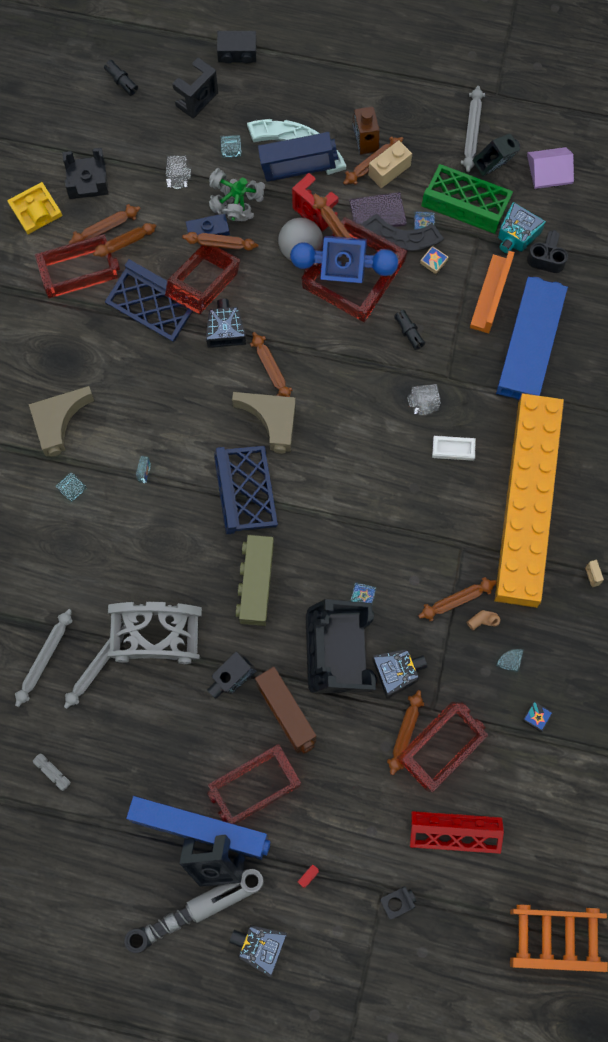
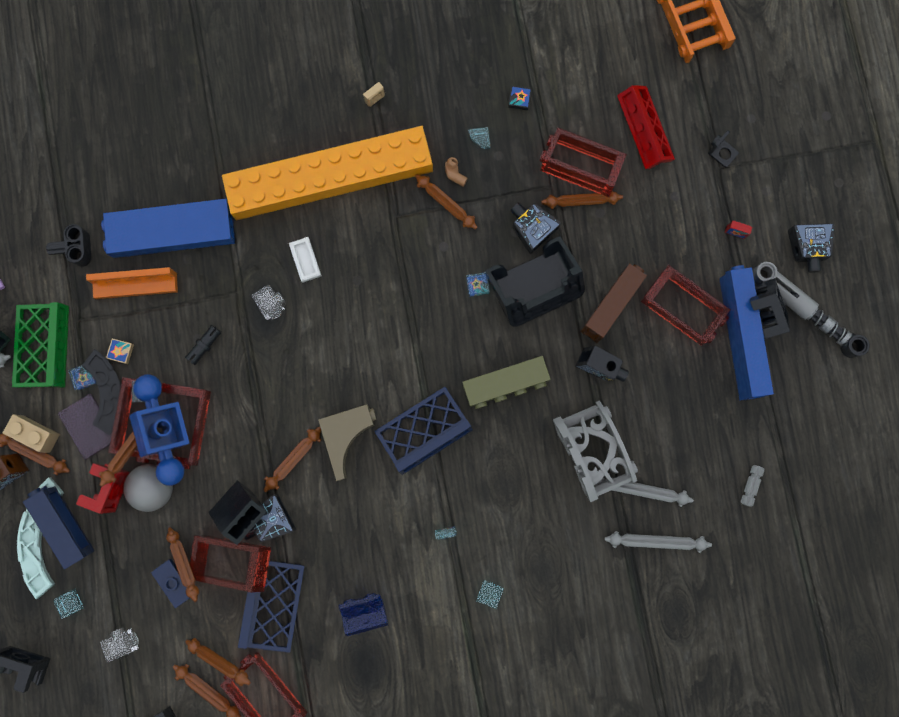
camera: 110 degrees left, 10 degrees up
(53, 416) = (431, 645): dark tan arch -> none
(106, 372) = (363, 614): none -> clear blue bracket
(234, 190) = (120, 572): light grey plant -> none
(243, 298) = (237, 512): none -> black brick
(519, 229) = (56, 283): torso -> none

